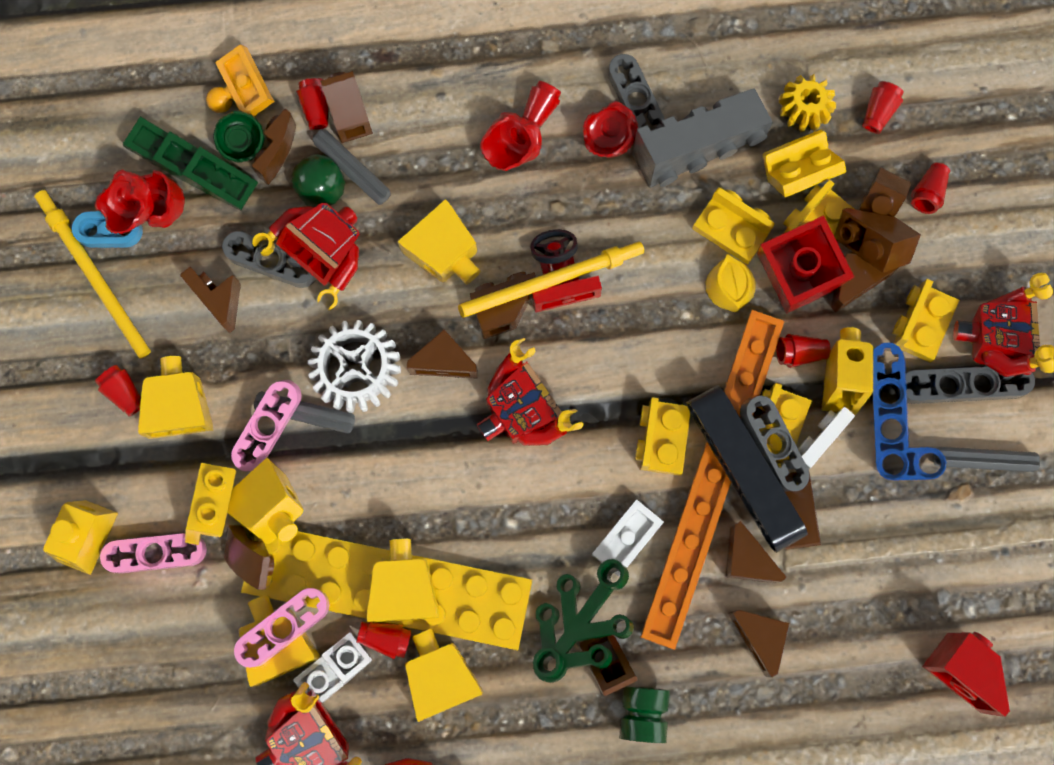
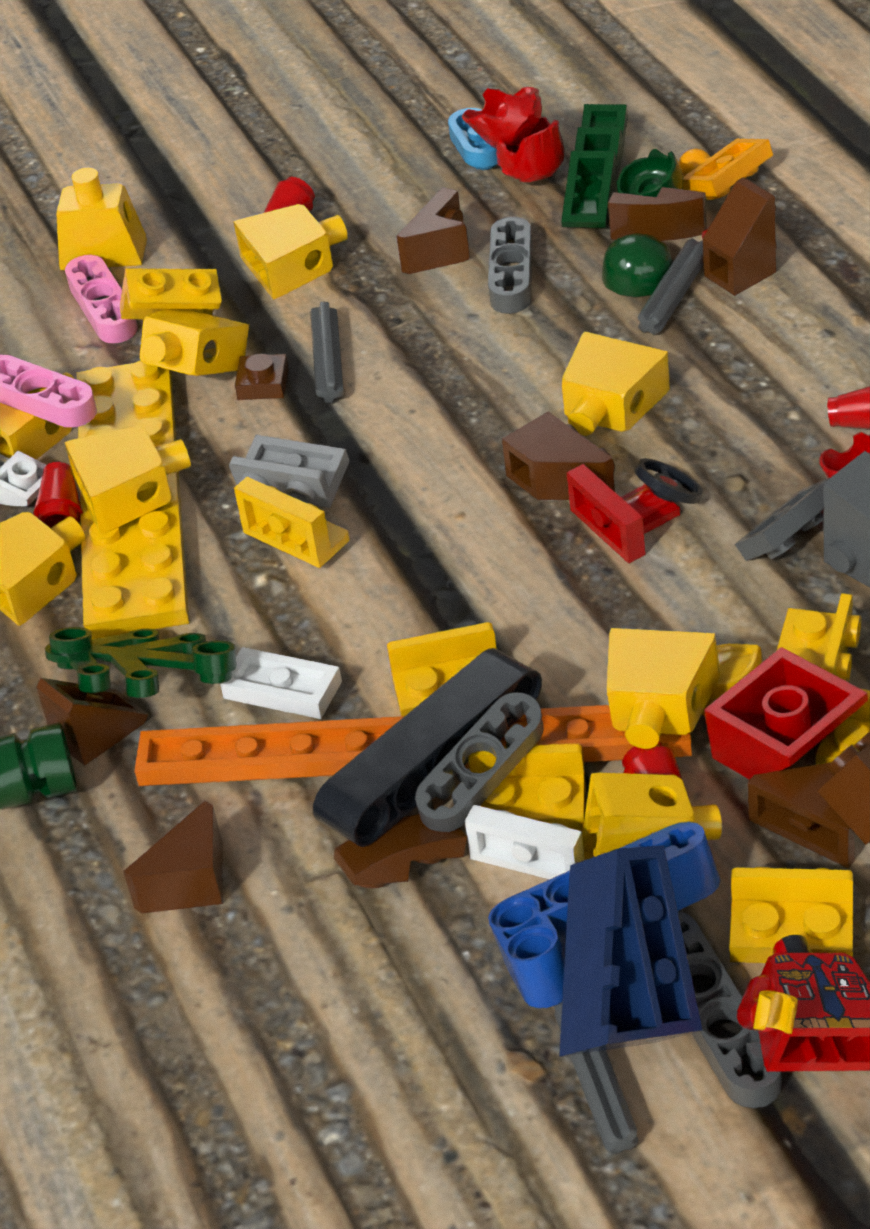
camera: 75 degrees right, 35 degrees down
(60, 223) = (412, 153): yellow bar -> none
(245, 441) = (314, 312): bright pink beam -> none
(248, 557) = (113, 348): reddish brown slope -> none
(306, 463) = (261, 377): none -> reddish brown plate
(319, 242) = (544, 281): red torso -> none
(361, 355) = (404, 365): white gear -> none
(430, 474) = (294, 467): none -> light grey bracket
(442, 359) = (456, 432): reddish brown slope -> none
(486, 487) = (288, 523): none -> yellow bracket
(511, 141) = (792, 389): red hair -> none
(523, 404) = (429, 518): torso -> none
(609, 258) = (682, 537): yellow bar -> none
(621, 193) = (775, 533): none -> dark grey plate
(748, 559) = (291, 817): reddish brown slope -> none
(753, 323) = (659, 682): none -> yellow torso
(965, 420) = (624, 955): none -> dark blue wedge
(971, 671) = (210, 1112): red slope -> none

